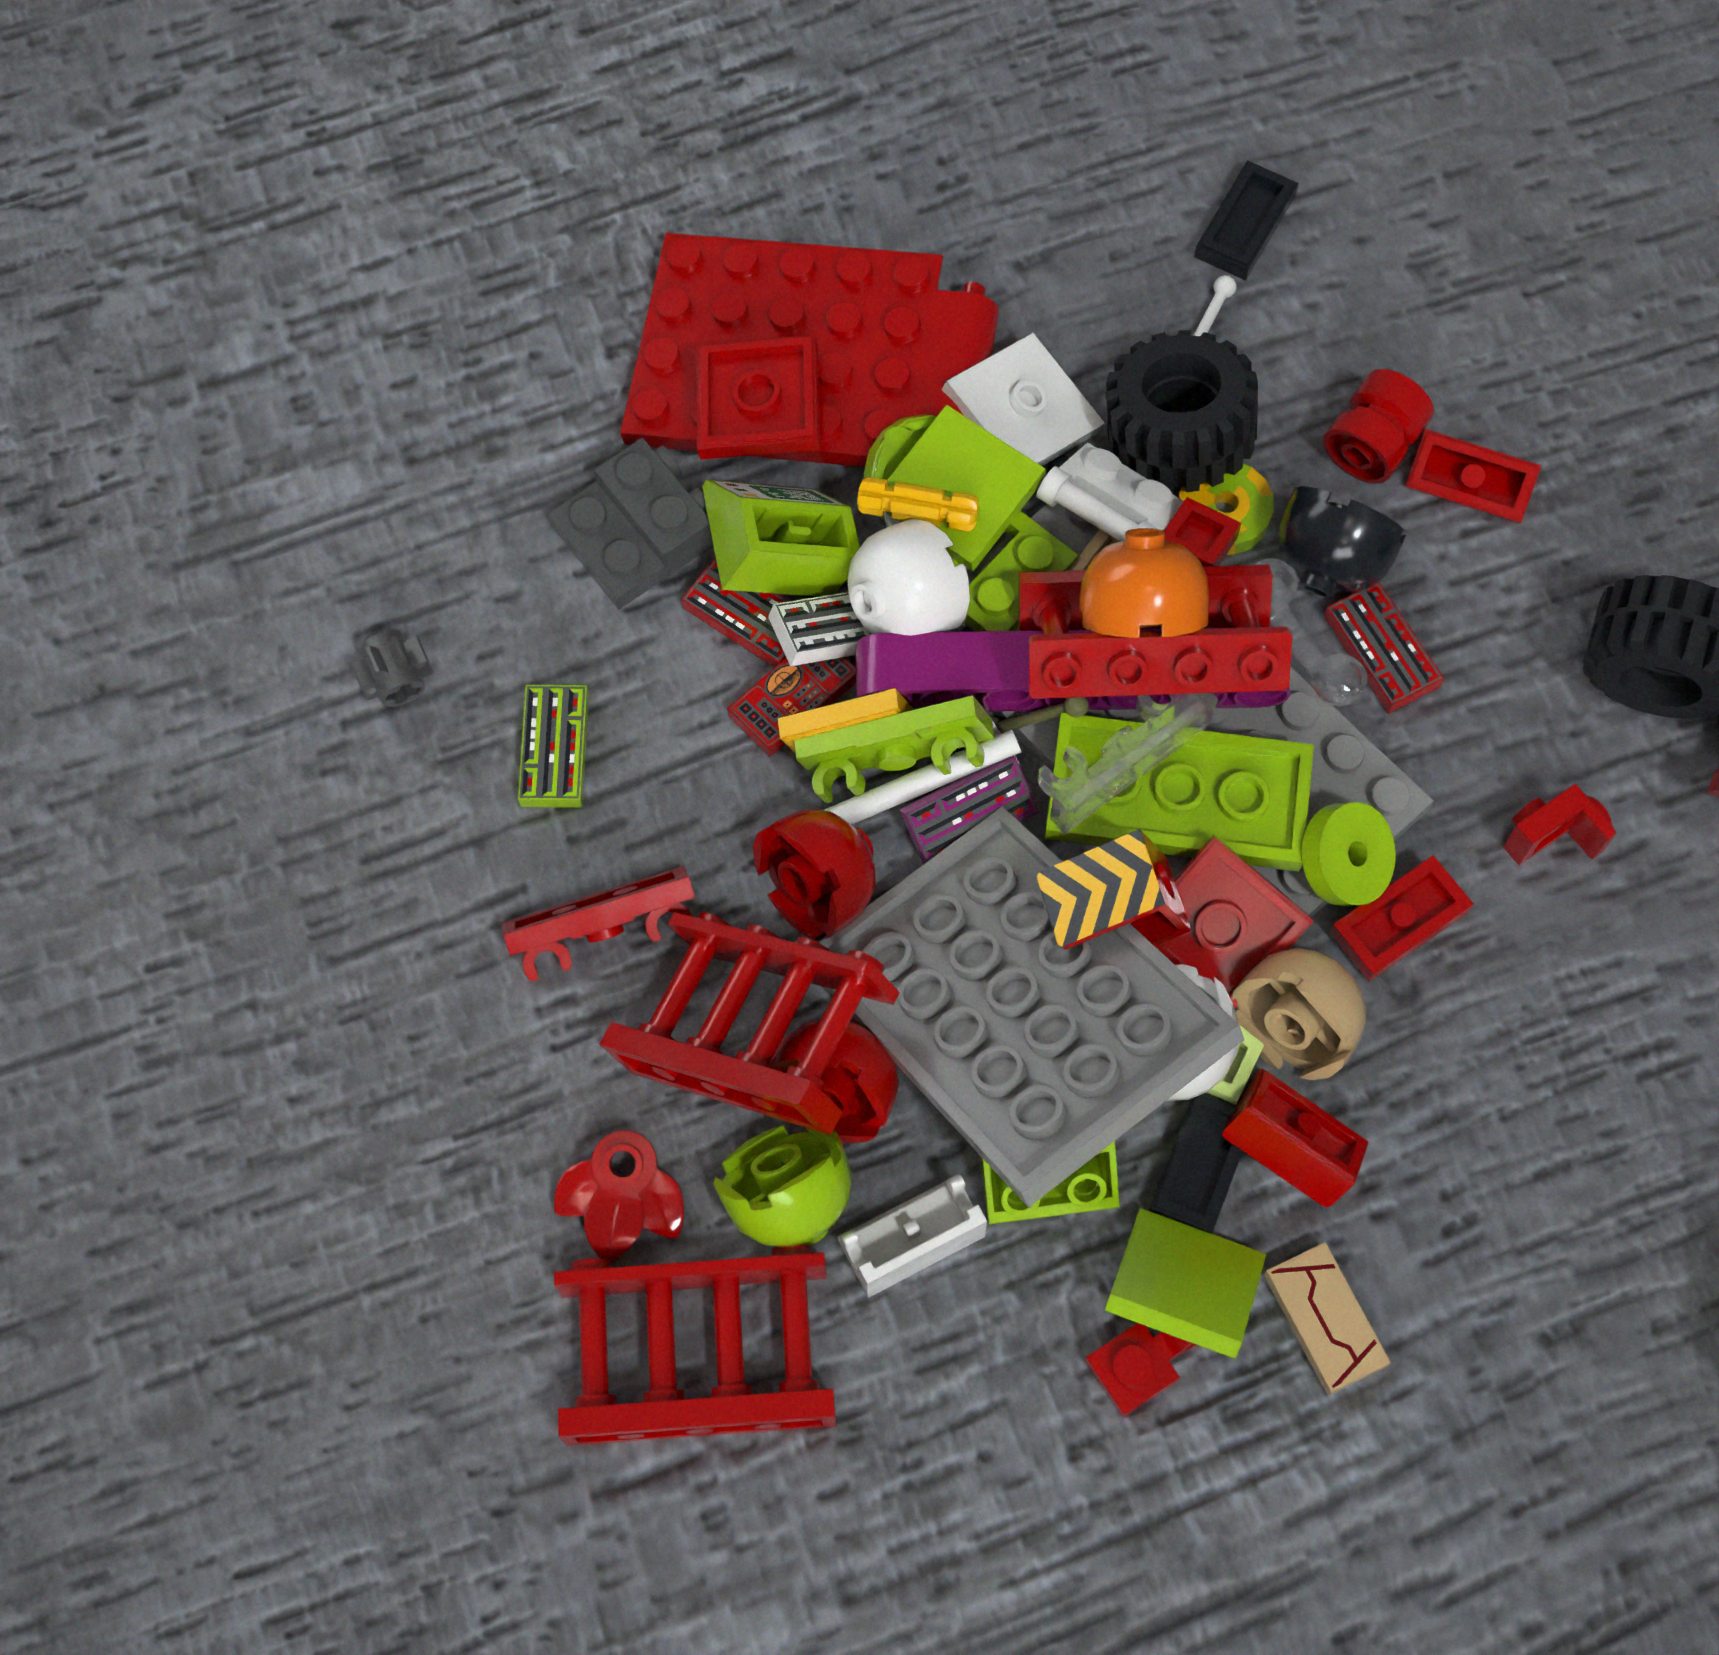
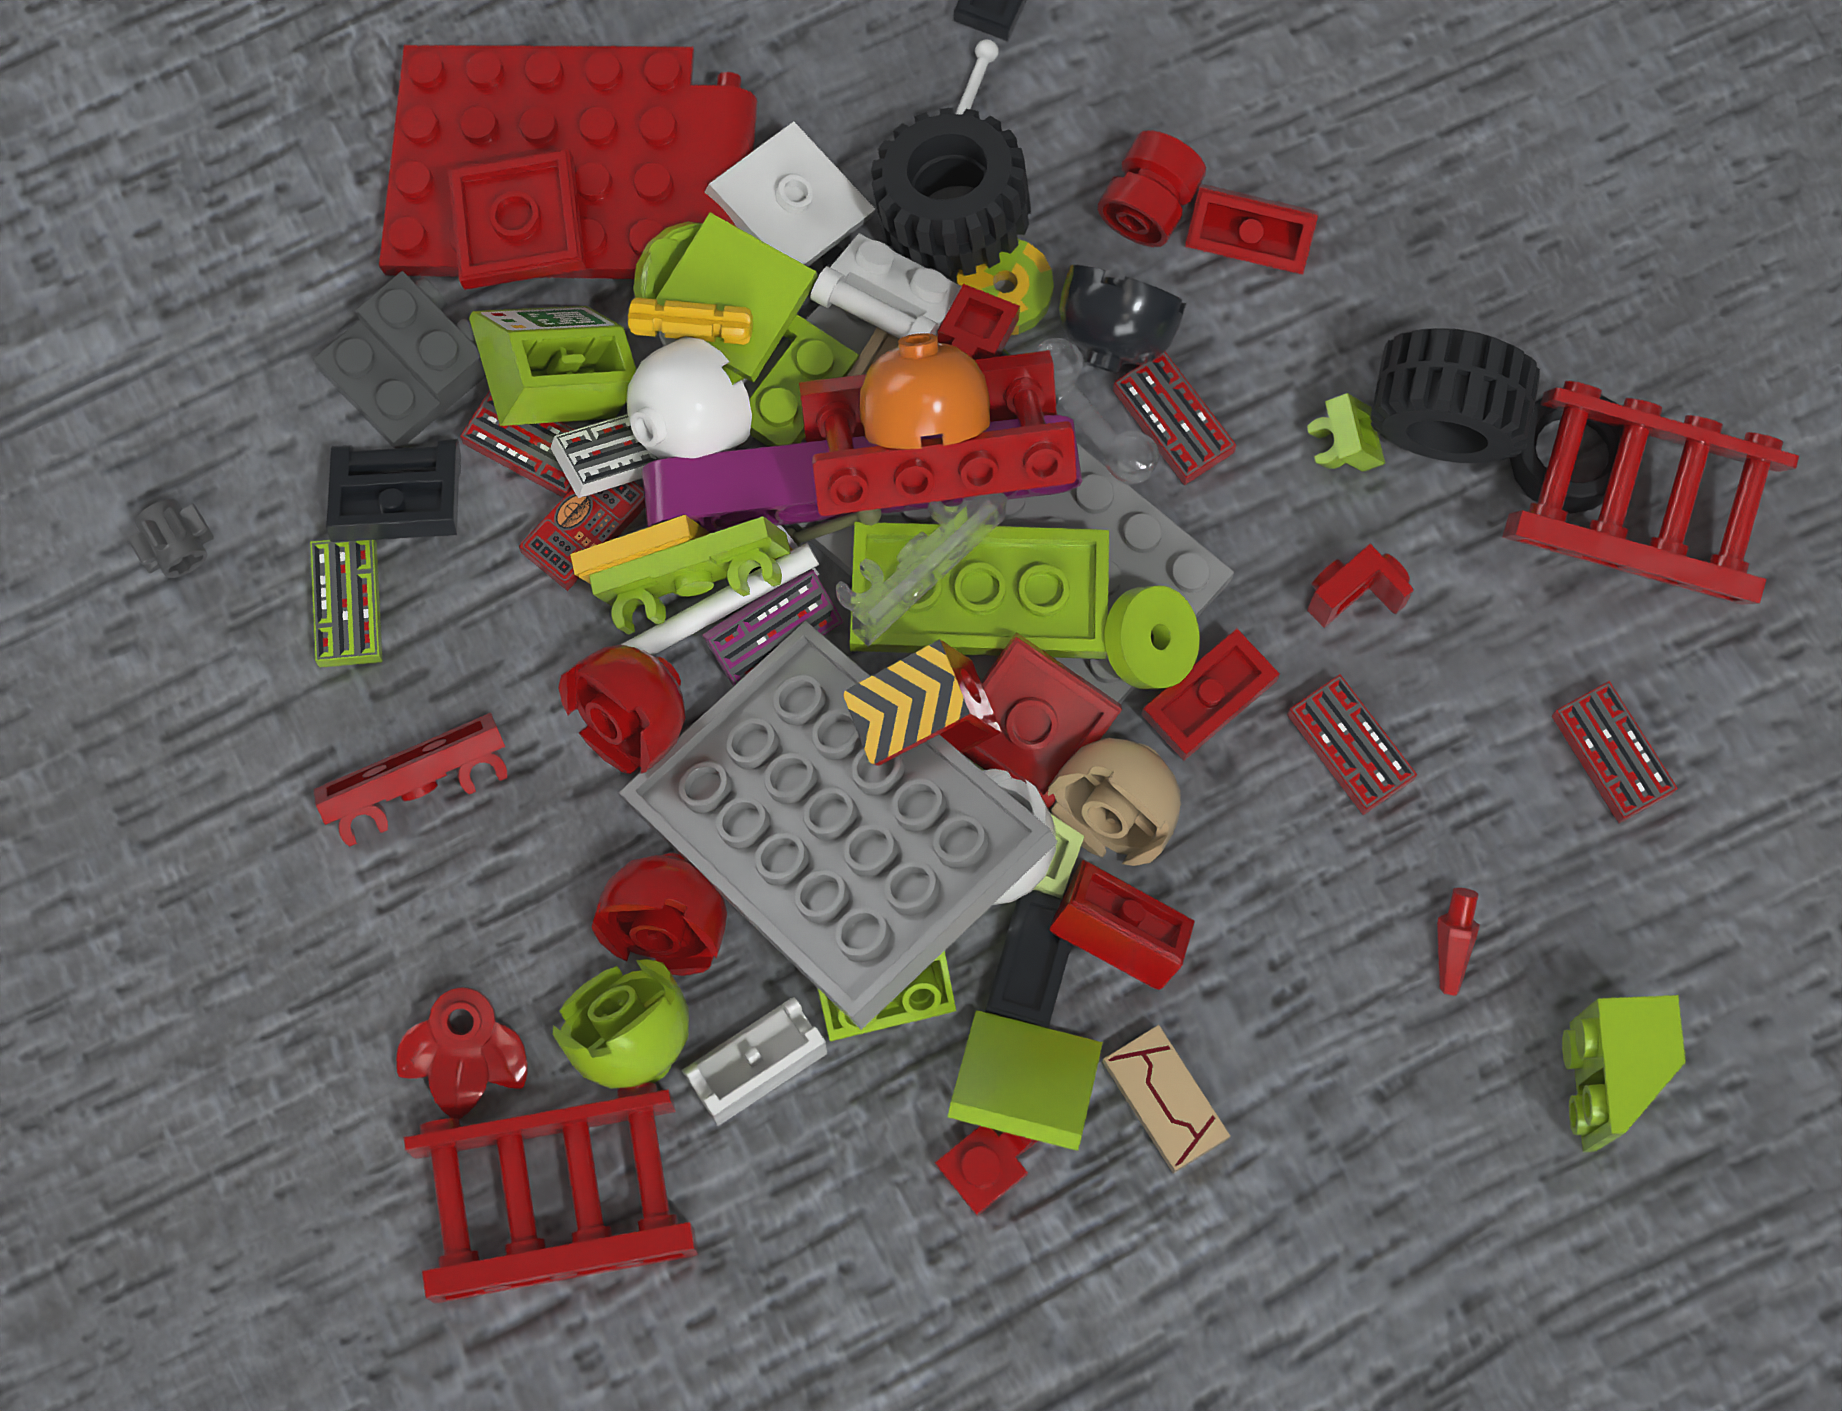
camera: 10 degrees left, 5 degrees up
(611, 645) = (393, 492): none -> black plate
(748, 1077) = (576, 925): red fence -> none
(1540, 982) = (1351, 744): none -> tile
(1562, 679) = (1353, 435): none -> lime tile
(1636, 1187) = (1456, 939): none -> red bar

